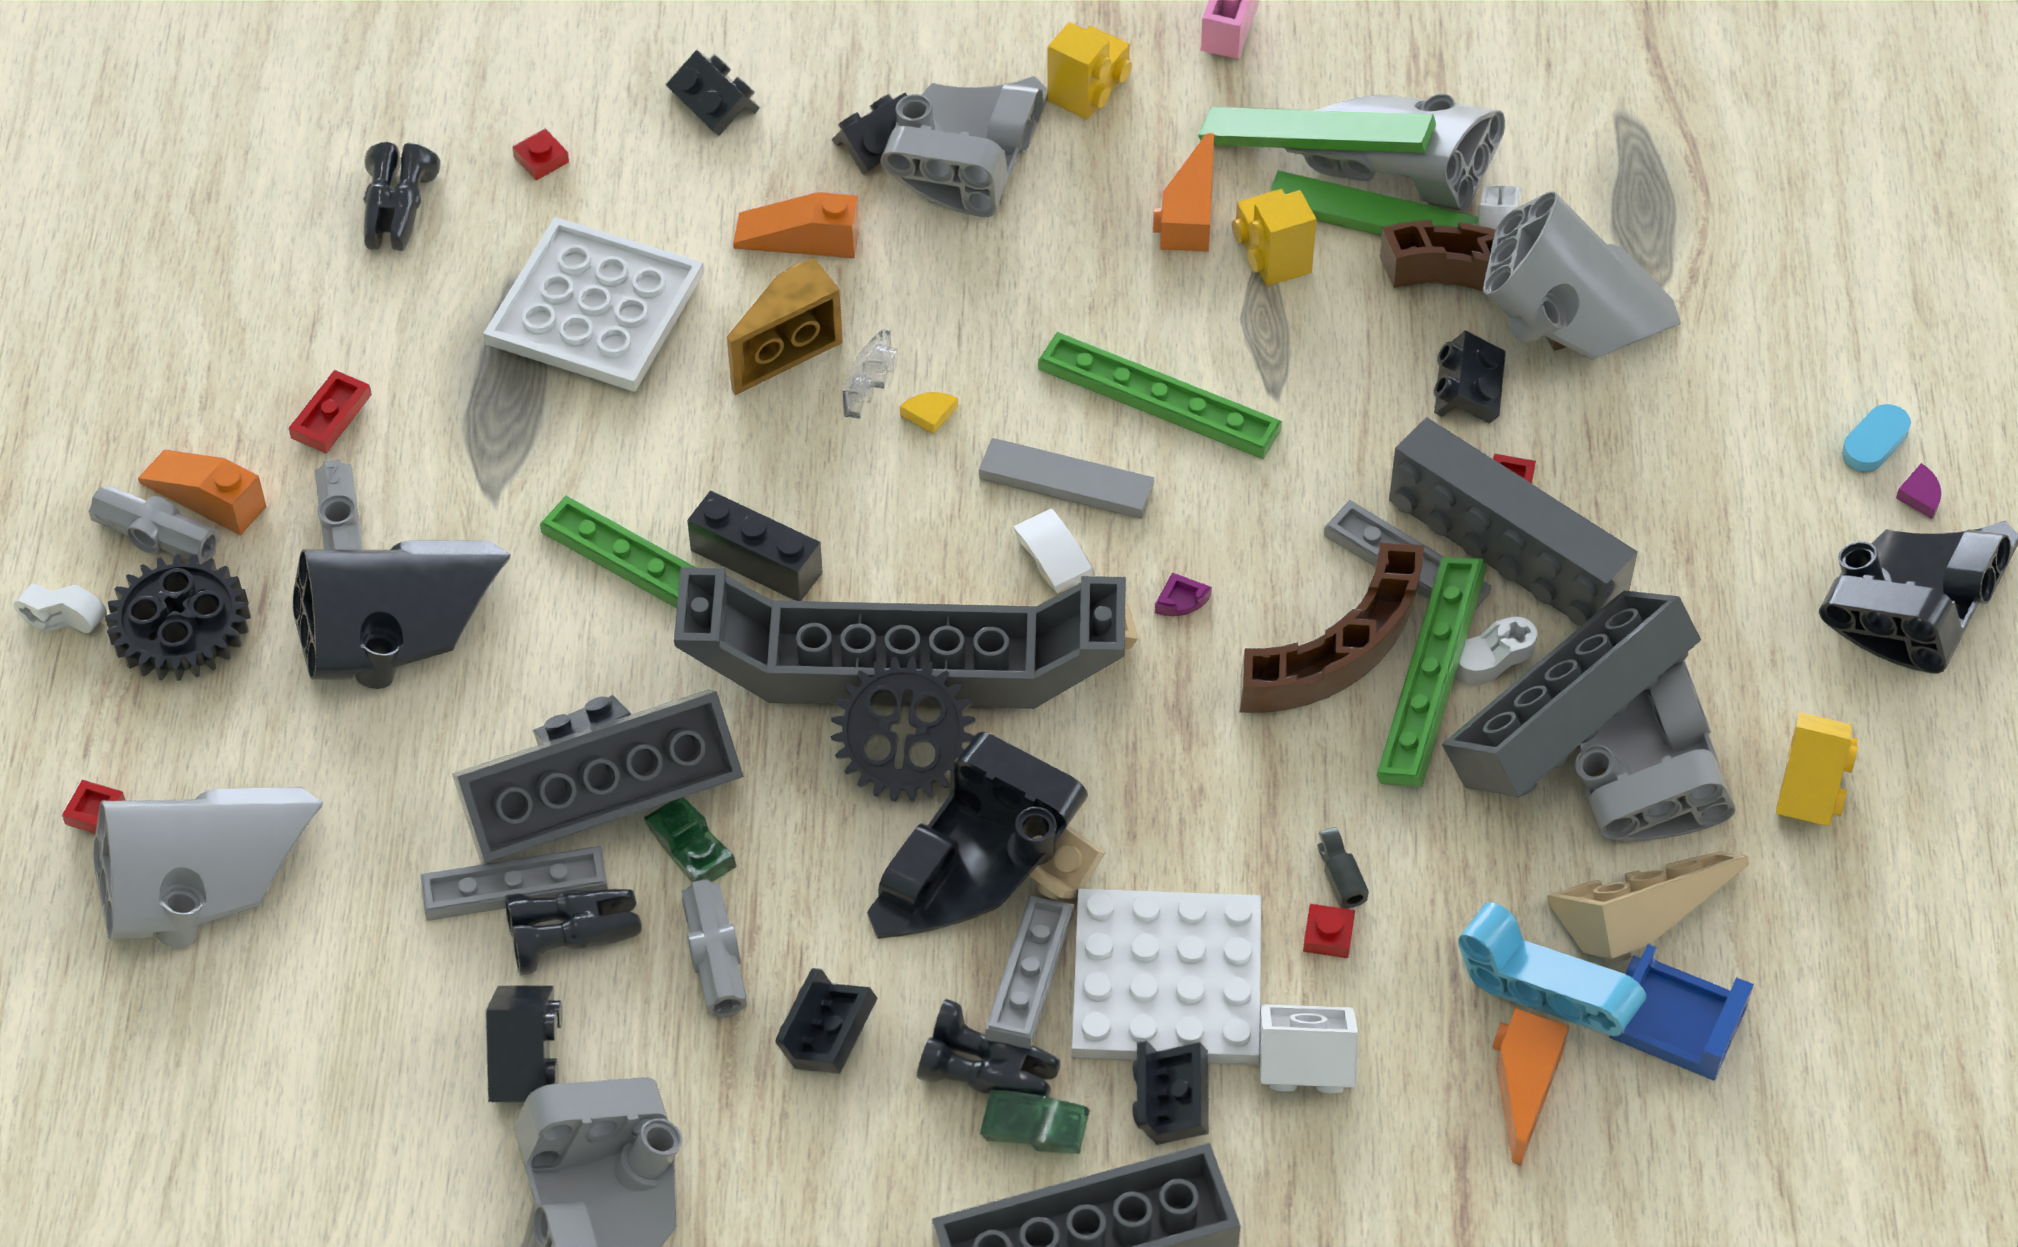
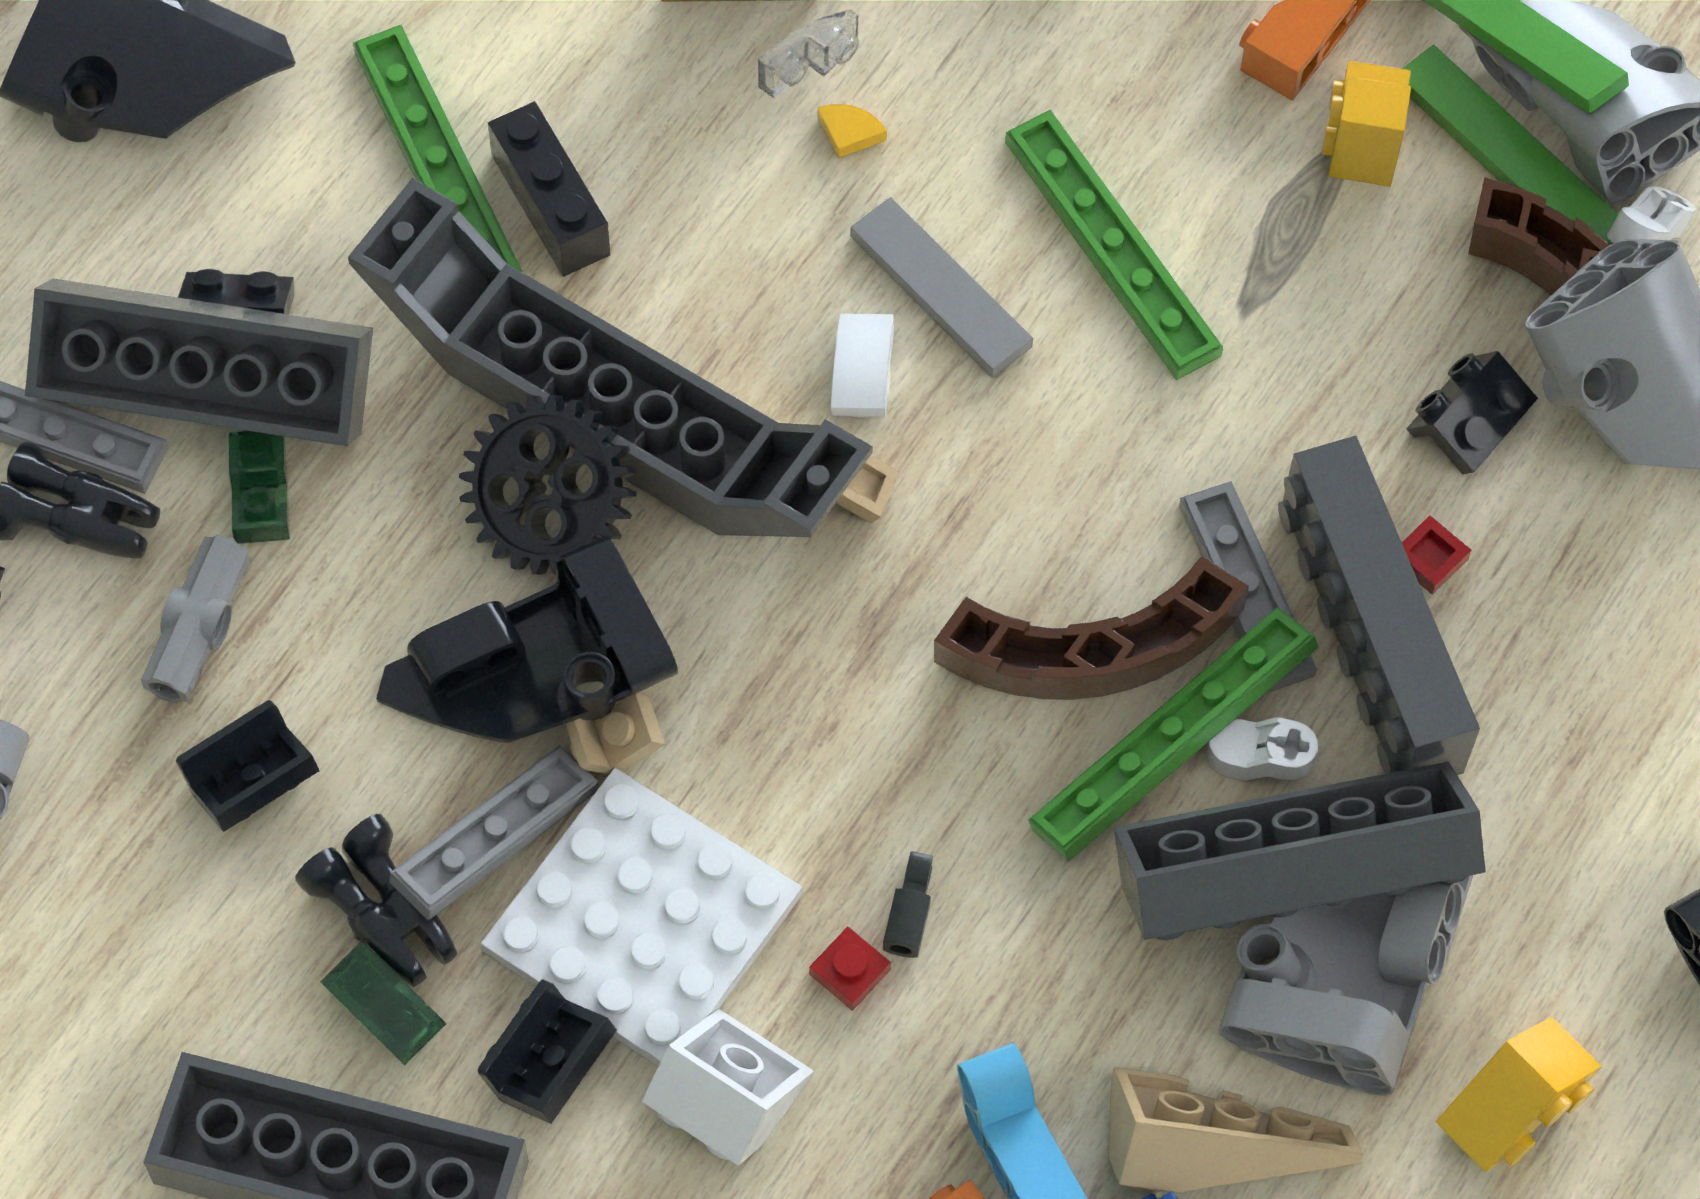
camera: 30 degrees right, 10 degrees up
(1182, 596) = (968, 493): magenta tile -> none

